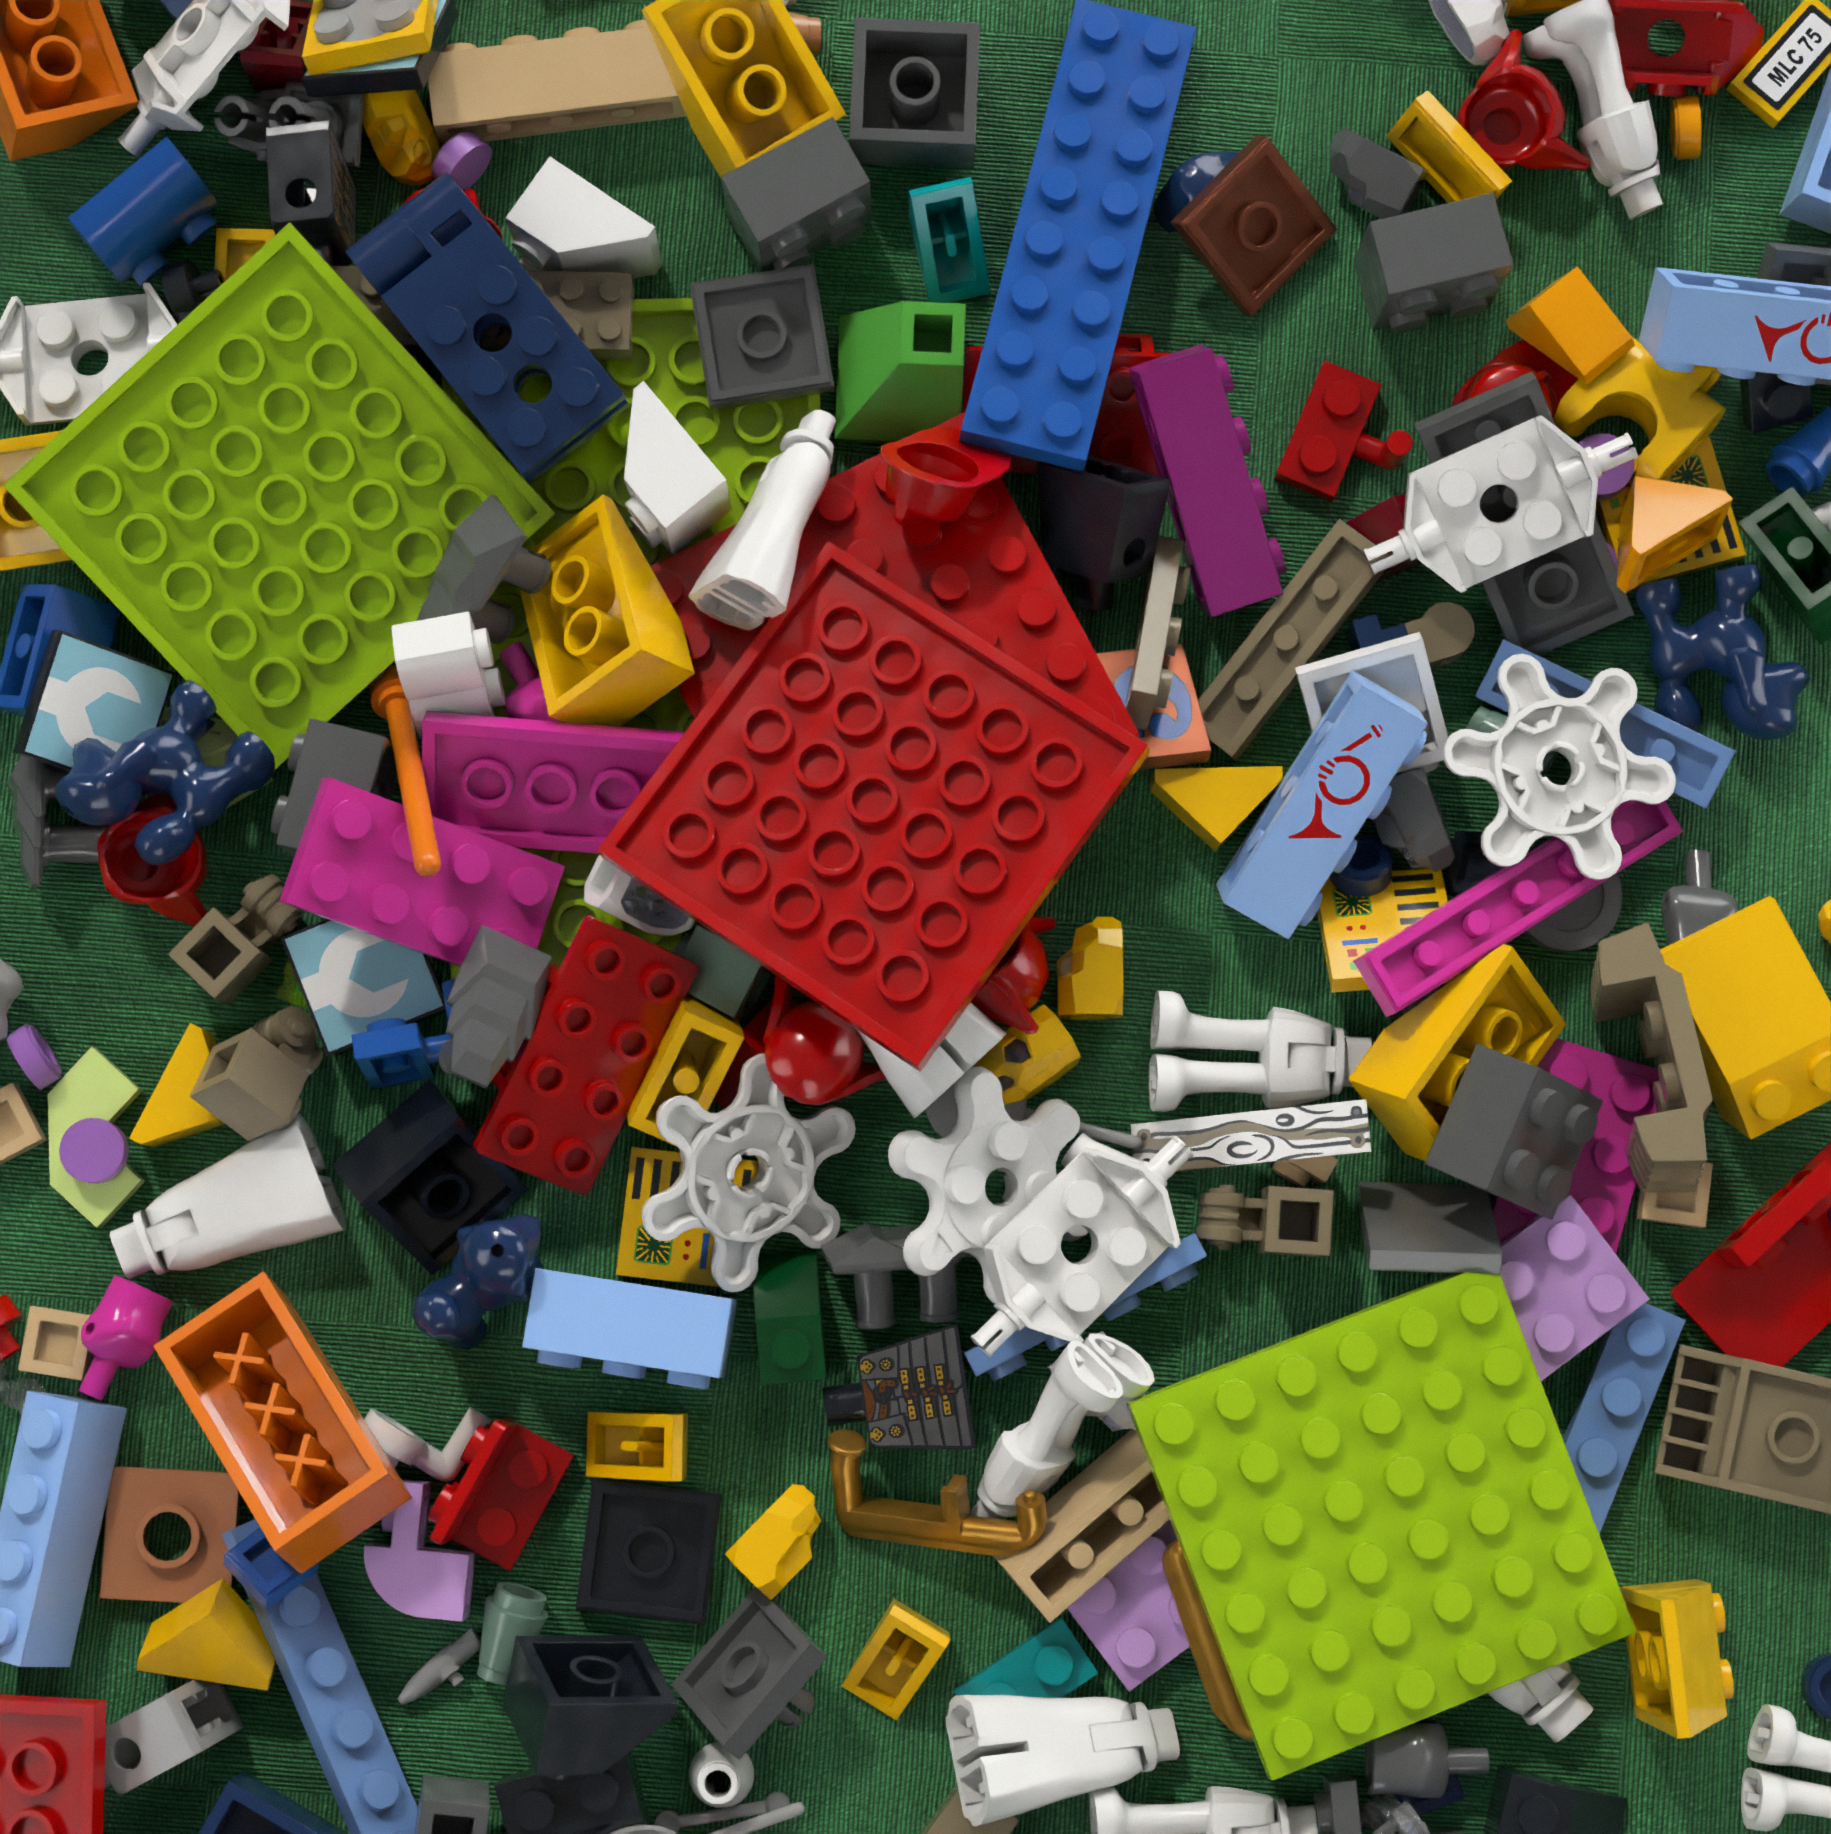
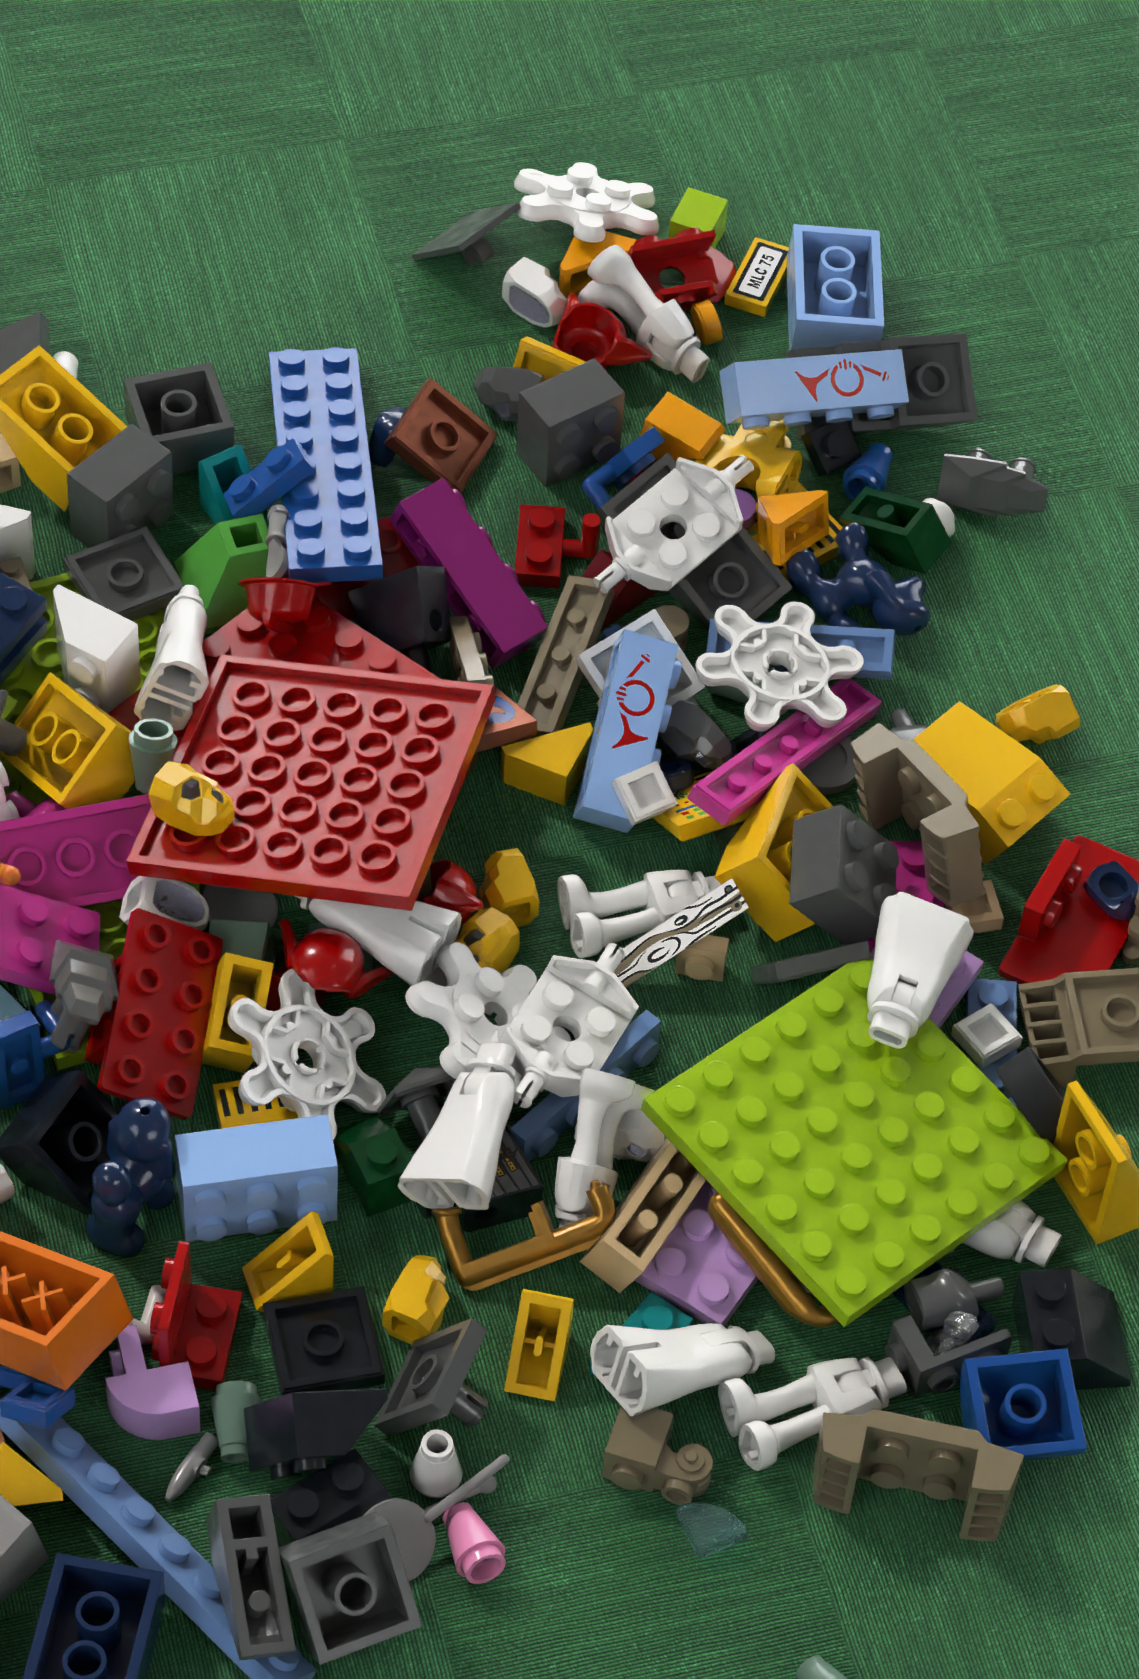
camera: 20 degrees left, 30 degrees down
(682, 688) = (151, 747): none -> sand green cone
(701, 798) = (190, 800): none -> yellow rock
(889, 1381) = (464, 1143): none -> white piece
(958, 389) = (276, 541): none -> light grey piece
(989, 258) = (269, 481): none -> blue plate
(1280, 1221) = (708, 996): dark tan brick -> none
(1308, 911) = (644, 793): none -> white tile
(1480, 349) = (622, 467): none -> blue plate
(1545, 1314) = (912, 962): none -> white piece
(1611, 1403) = (986, 1035): none -> white tile
(1636, 1530) = (1033, 1091): none -> black tyre

